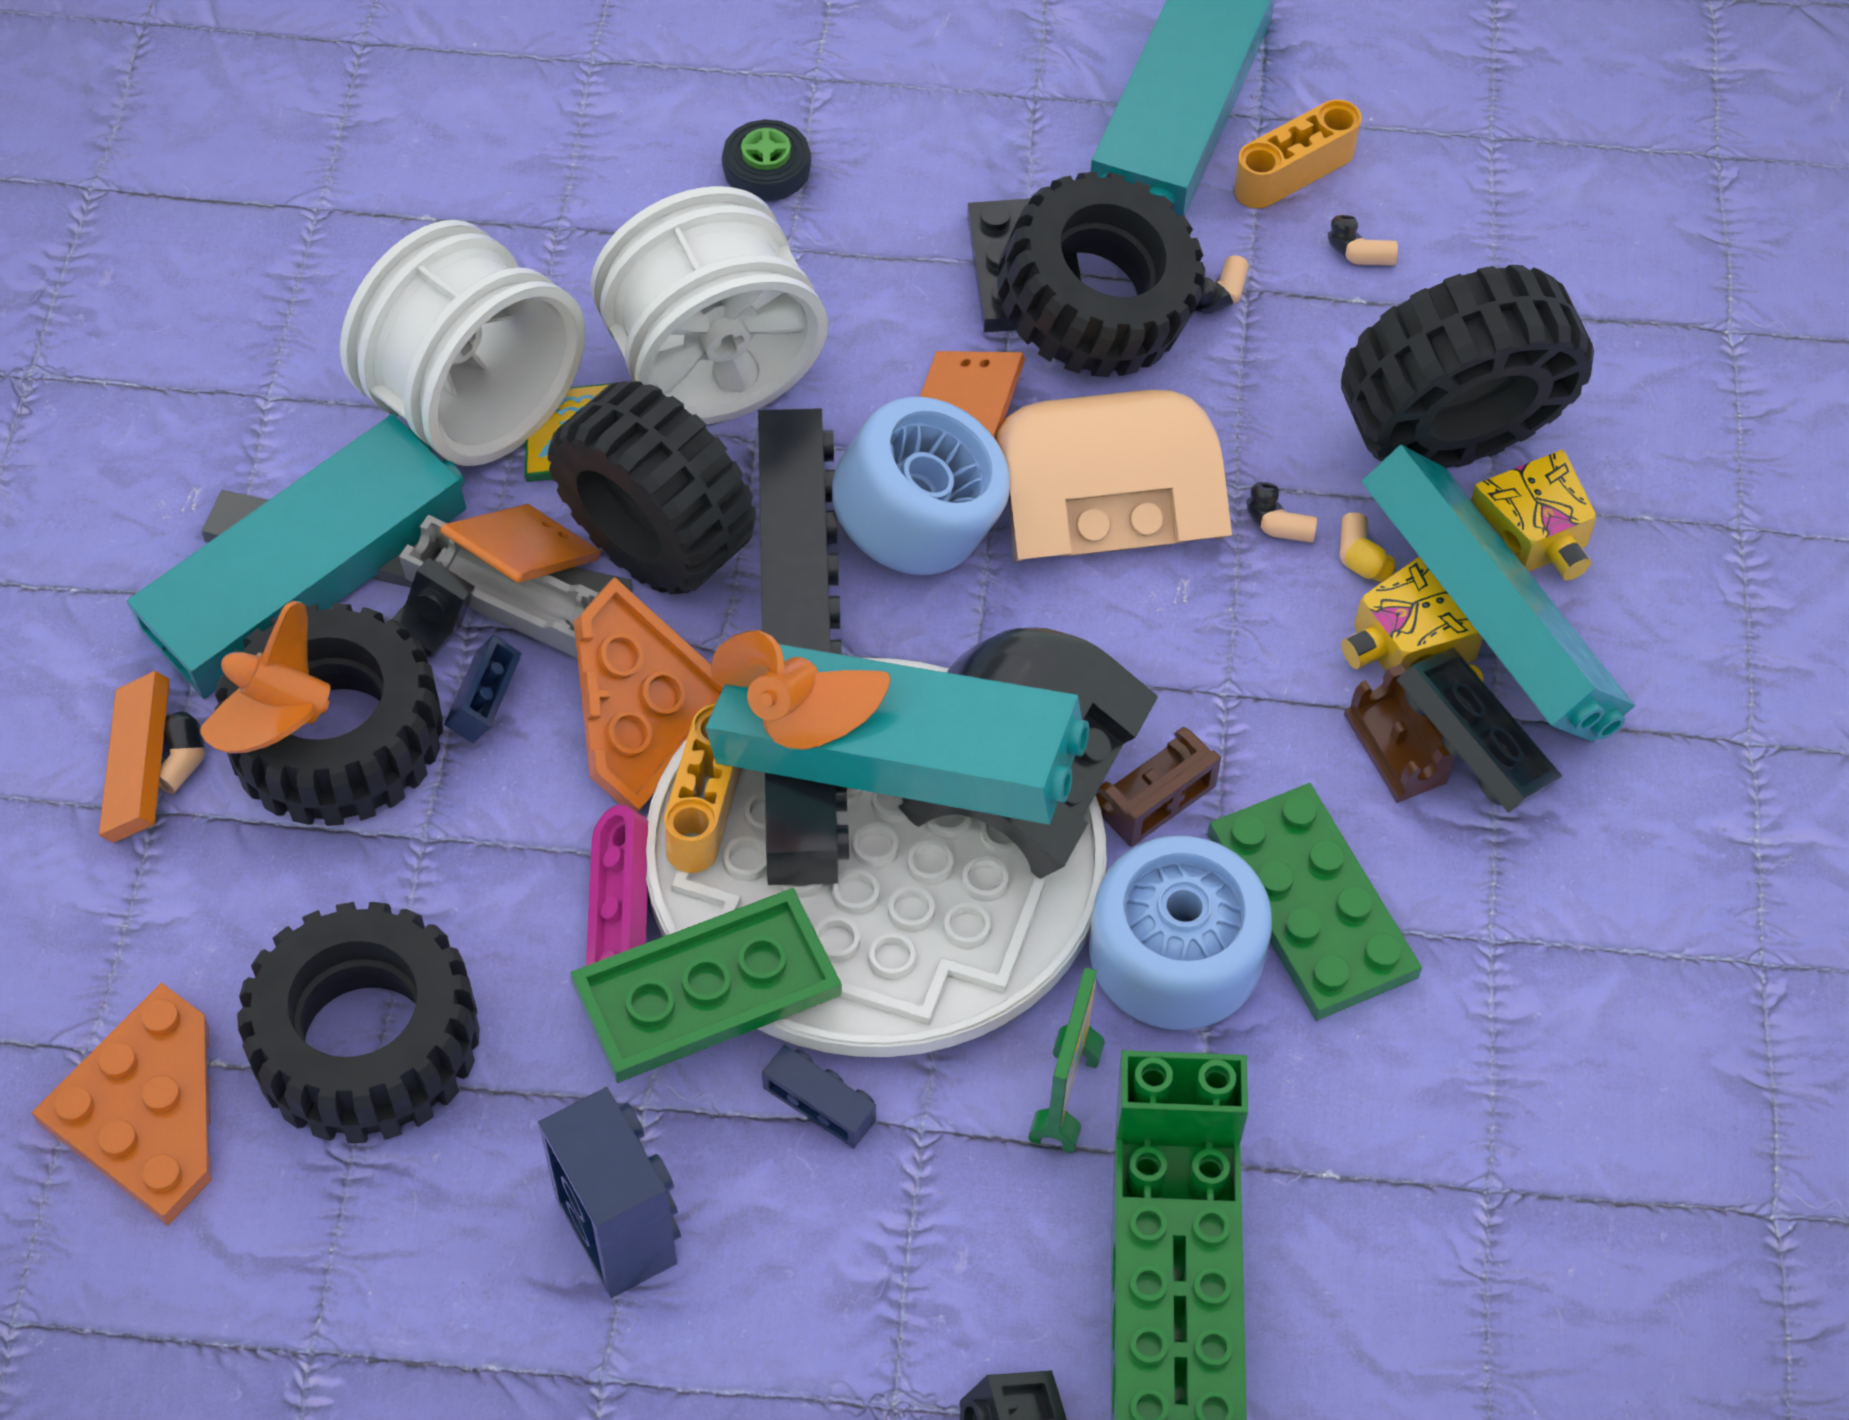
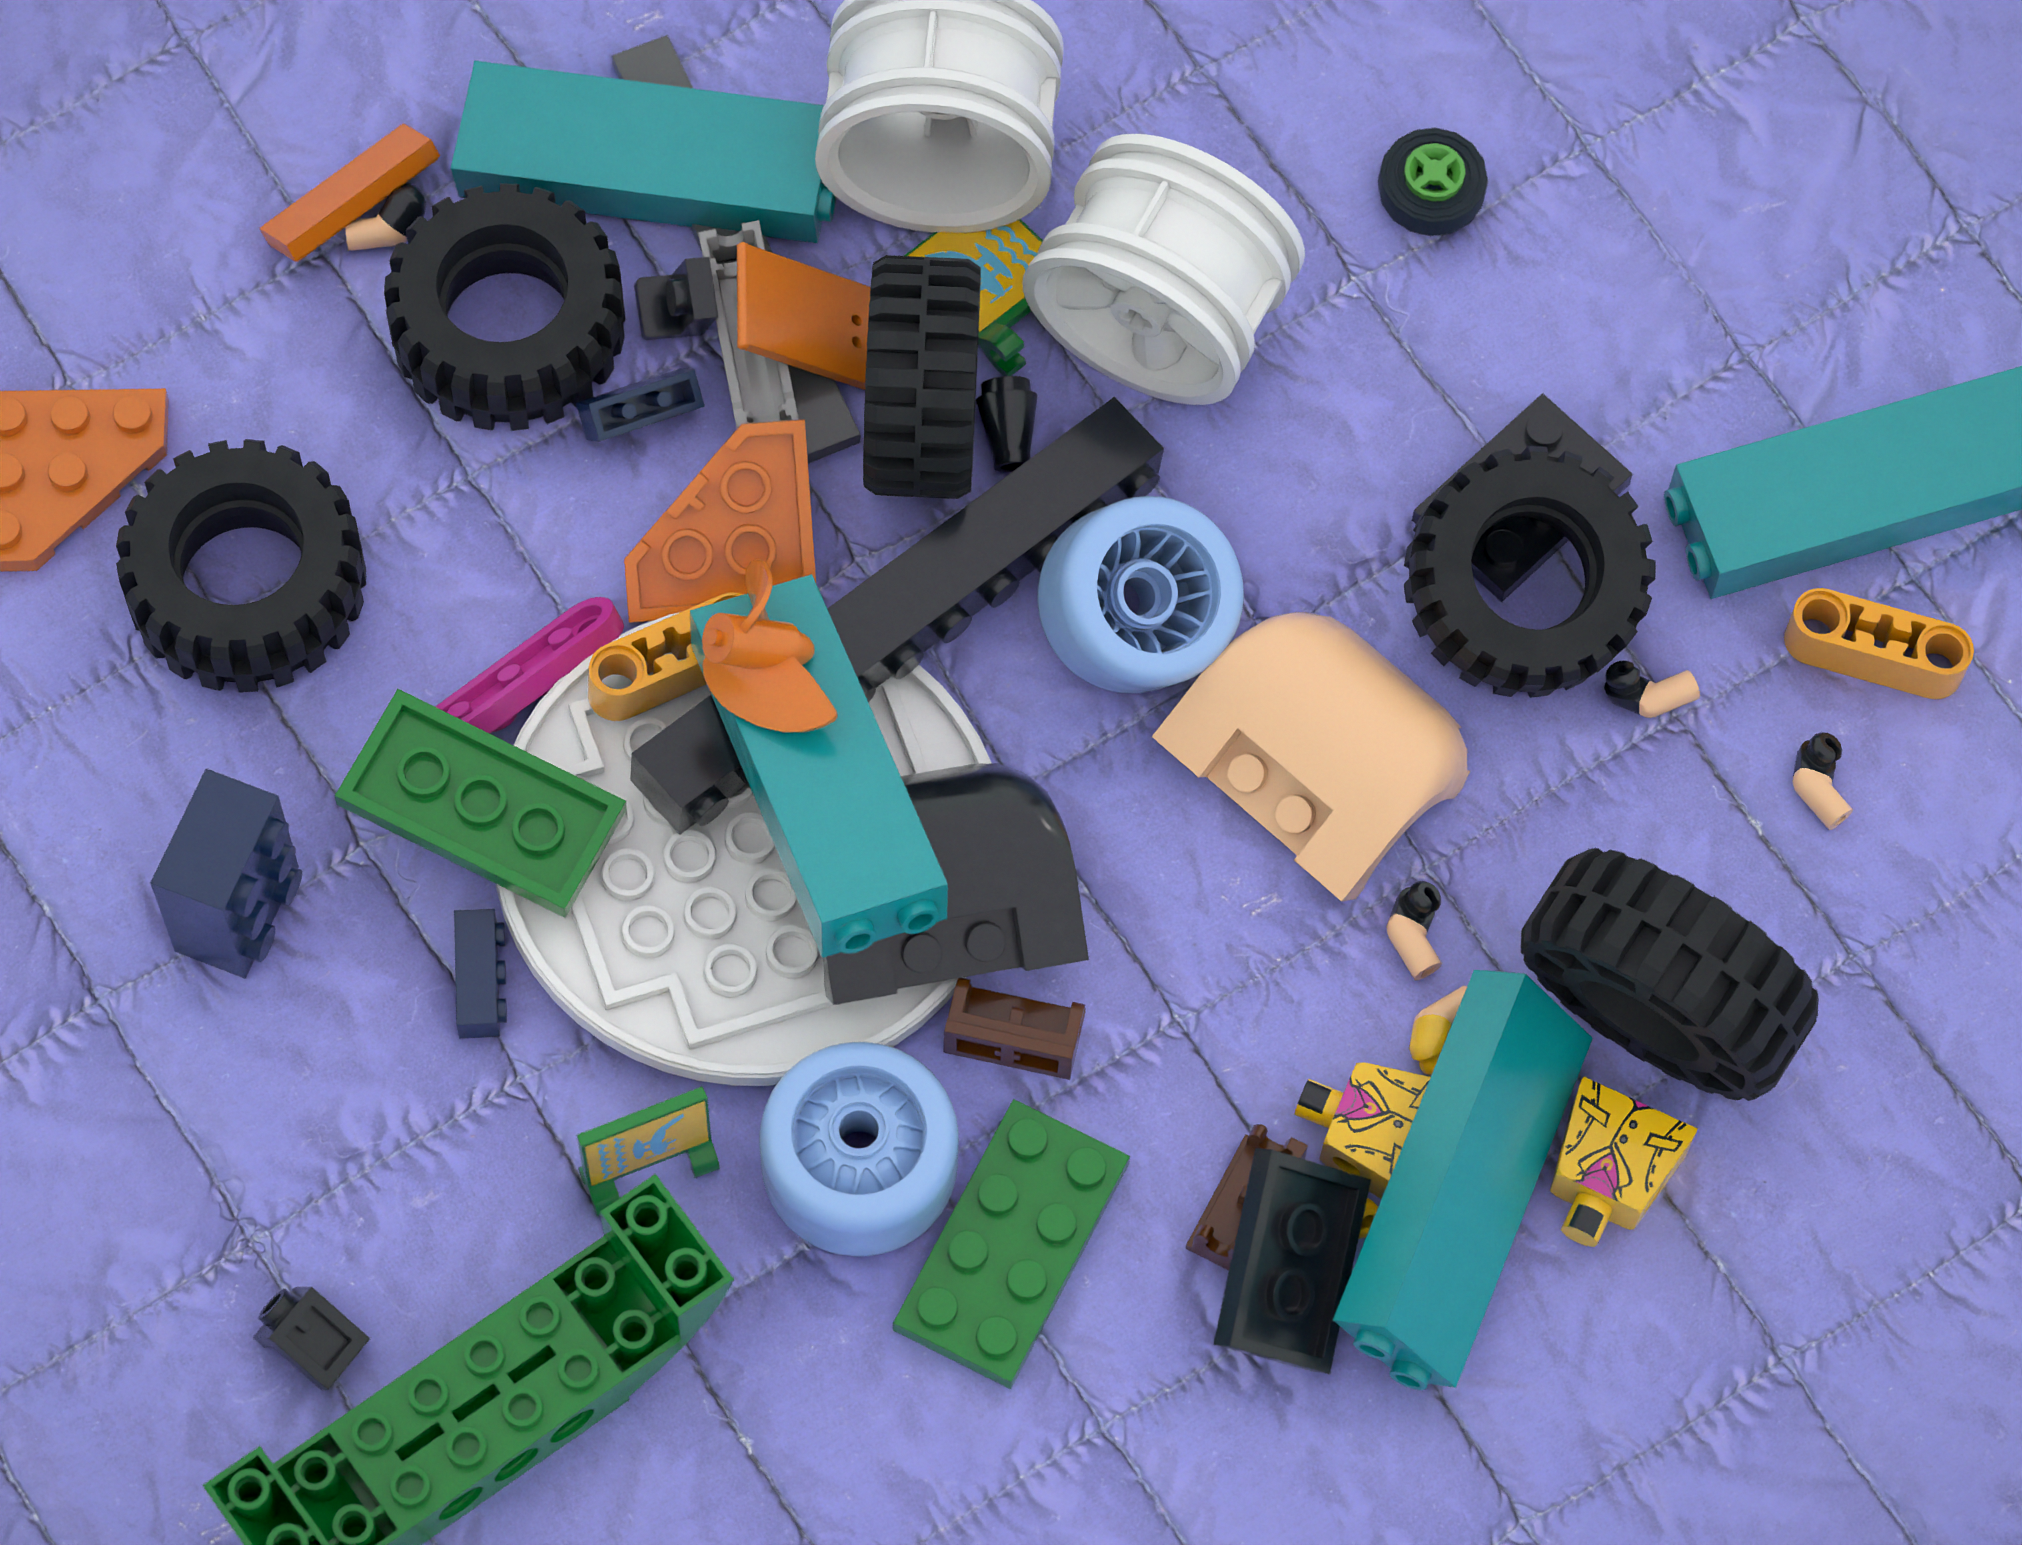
camera: 50 degrees right, 10 degrees up
(273, 692) = (452, 249): orange piece -> none
(975, 383) = (1306, 561): orange container -> none

